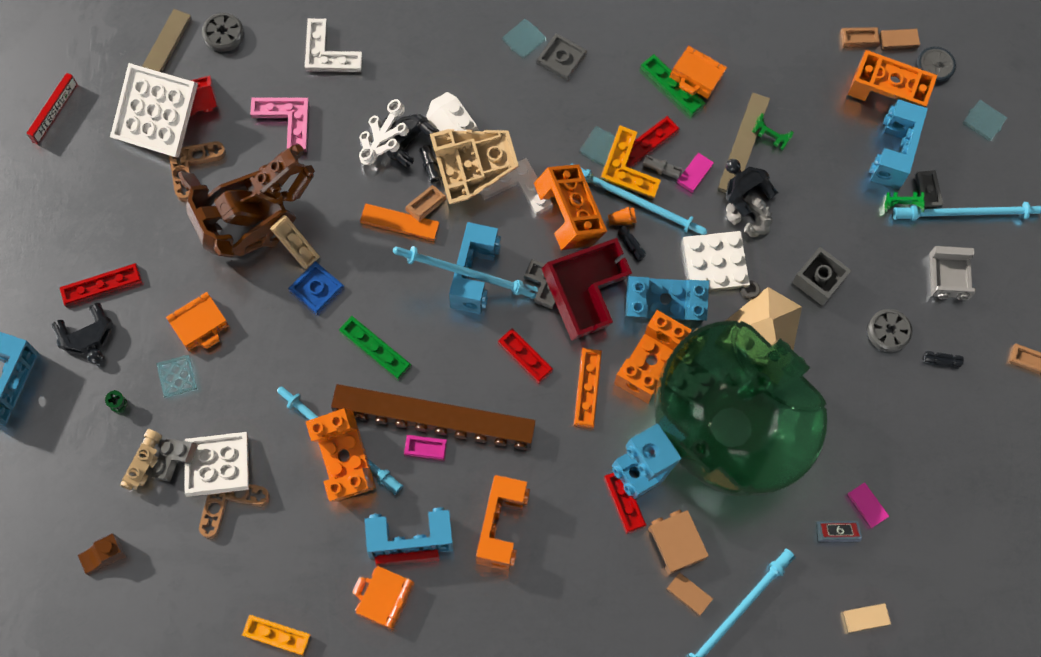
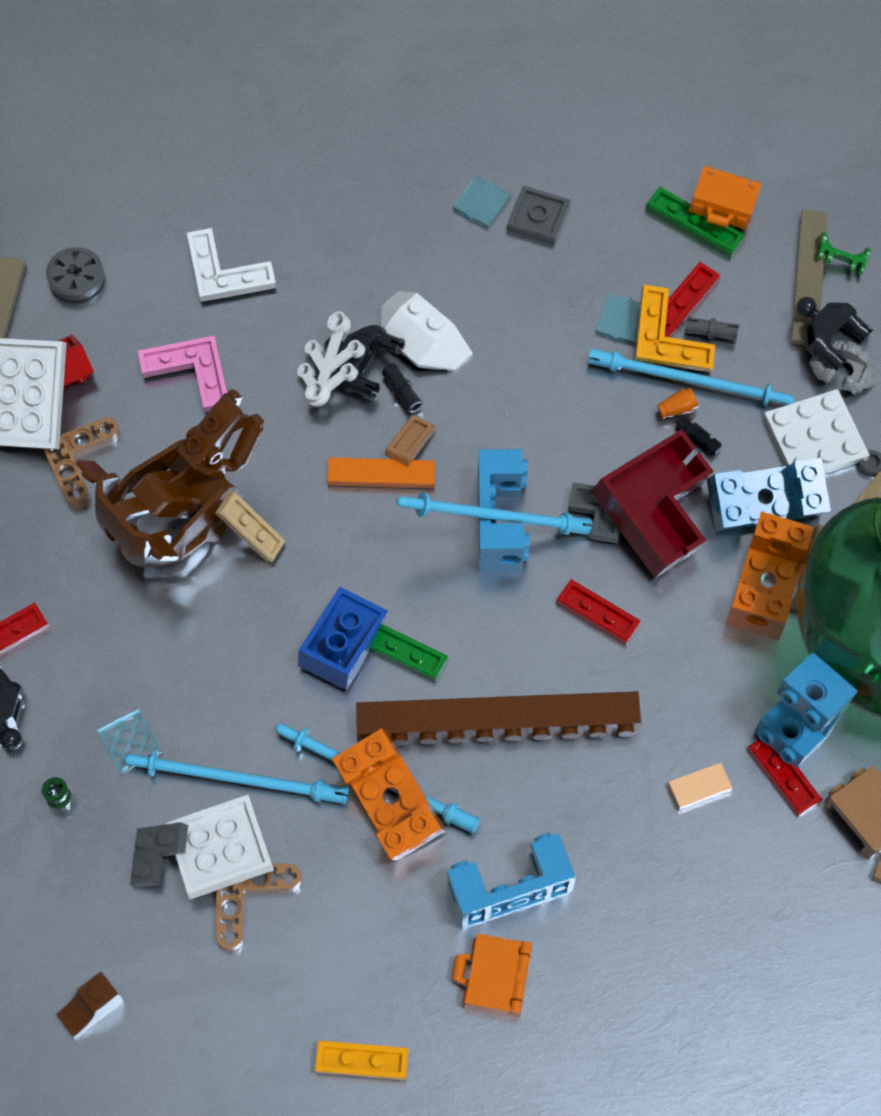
camera: 10 degrees left, 5 degrees down
(140, 465) = (115, 864): tan brick -> none
(198, 322) = (142, 663): orange piece -> none
(296, 439) = (317, 790): none -> medium azure bar
(316, 288) = (291, 583): blue tile -> none
(339, 335) = (341, 638): none -> blue slope
(407, 558) = (514, 914): red tile -> none
(425, 447) = (497, 762): dark pink tile -> none
(472, 160) = (460, 370): tan wedge -> none
(505, 493) = (629, 797): orange plate -> none
(525, 178) = (528, 377): white plate -> none
(562, 496) = (700, 786): none -> light nougat tile
(583, 220) = (631, 416): orange plate -> none
(587, 388) = (693, 636): orange tile -> none
(695, 172) = (756, 327): dark pink tile -> none

